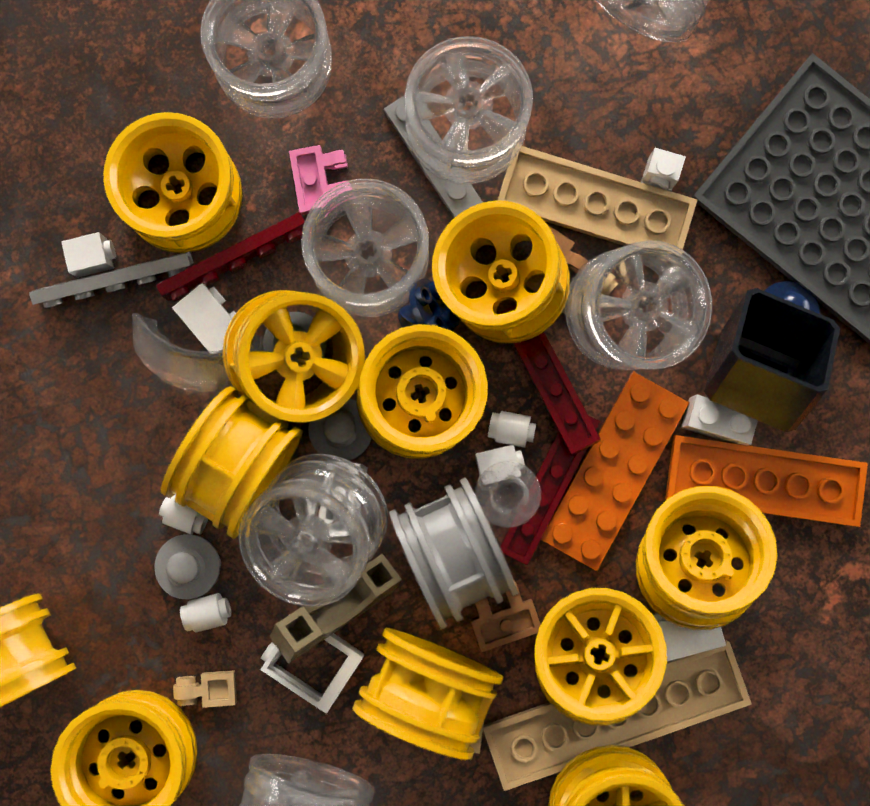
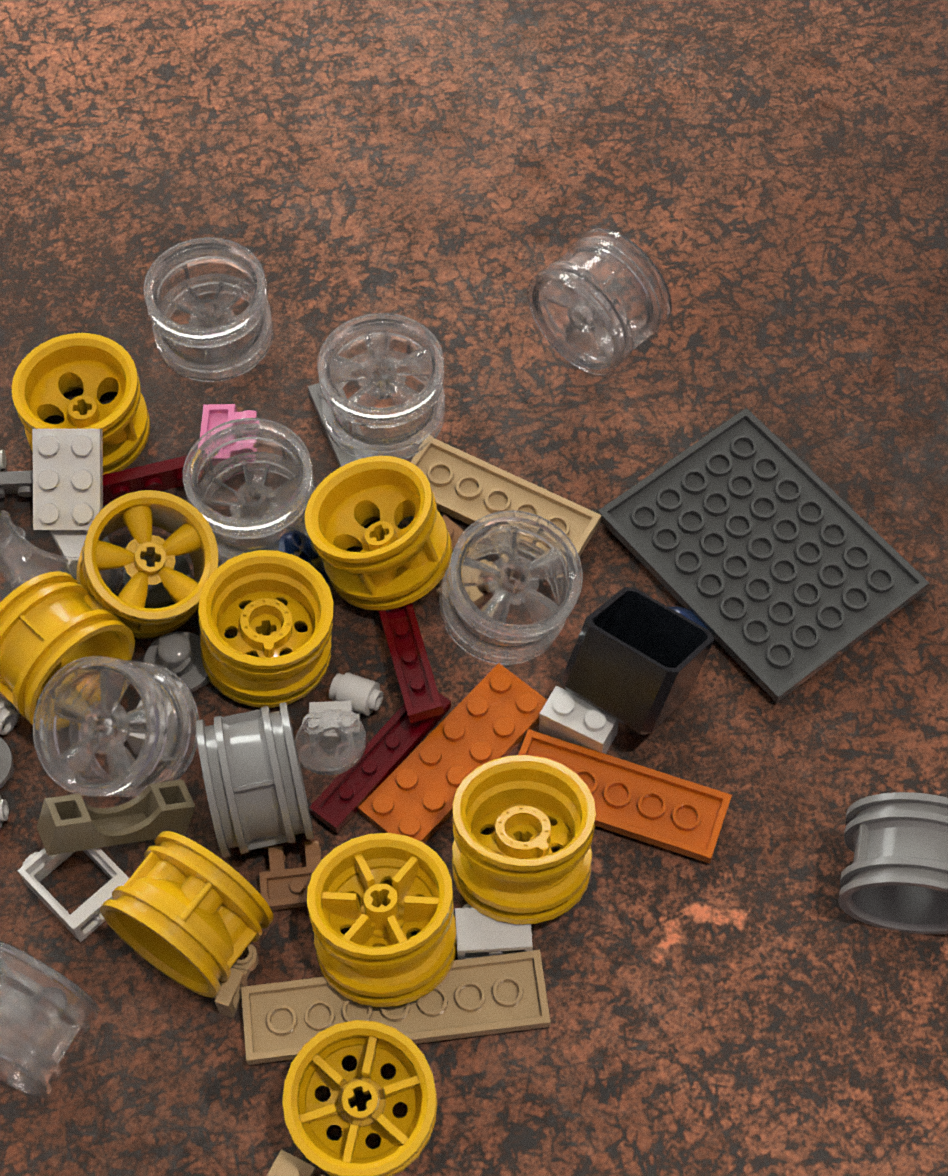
camera: 15 degrees right, 25 degrees down
(189, 276) = (67, 478): none -> white plate
(663, 169) = (572, 480): white brick -> none

